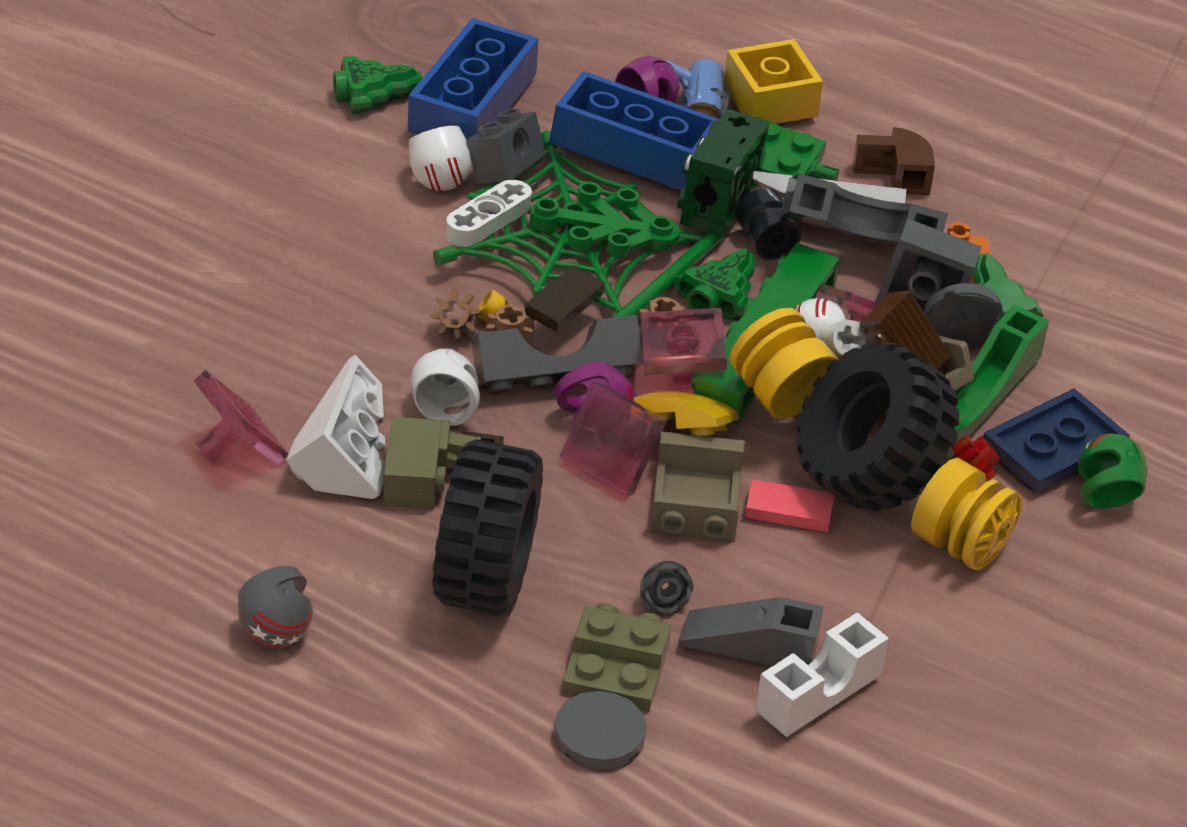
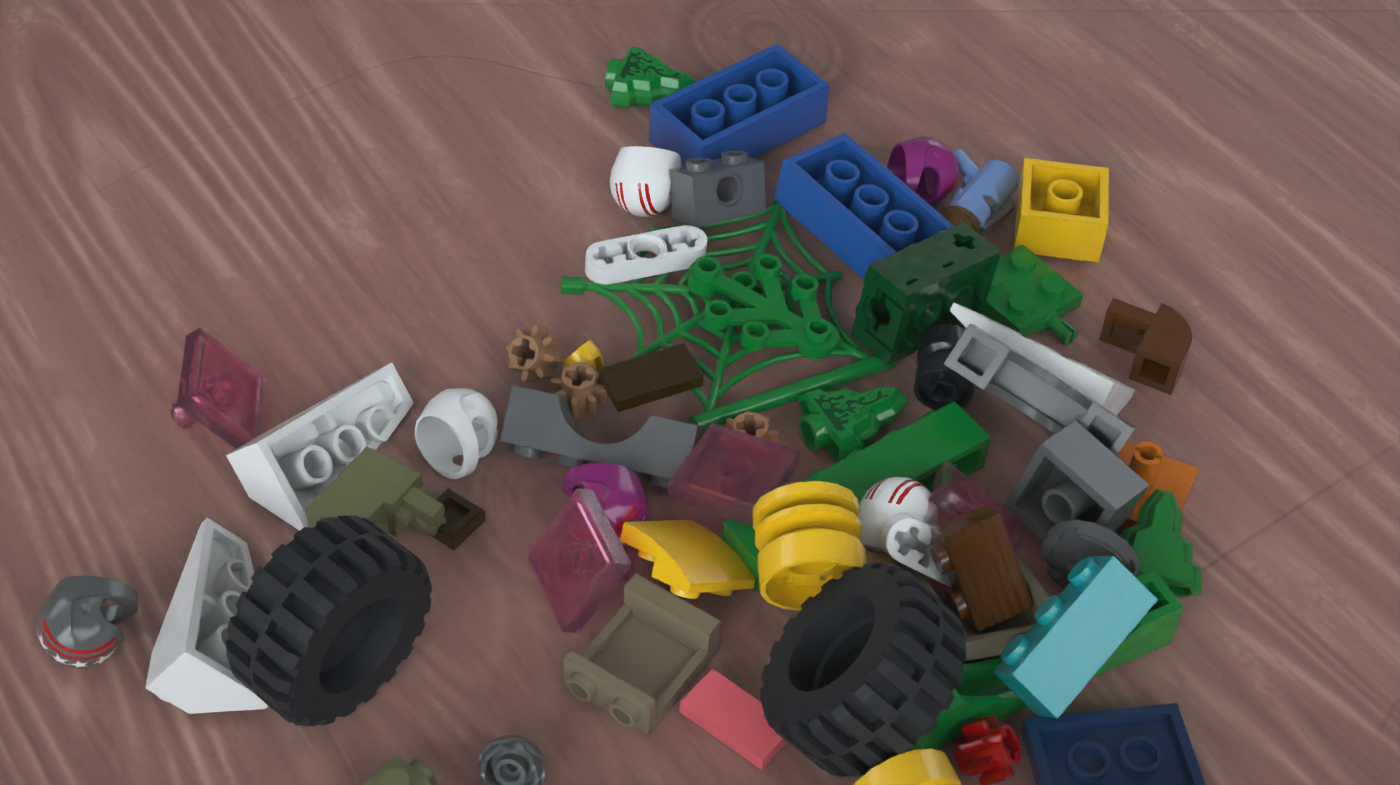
camera: 30 degrees right, 5 degrees up
(374, 588) = (190, 652): none -> white wedge
(996, 359) = (1074, 635): none -> teal brick

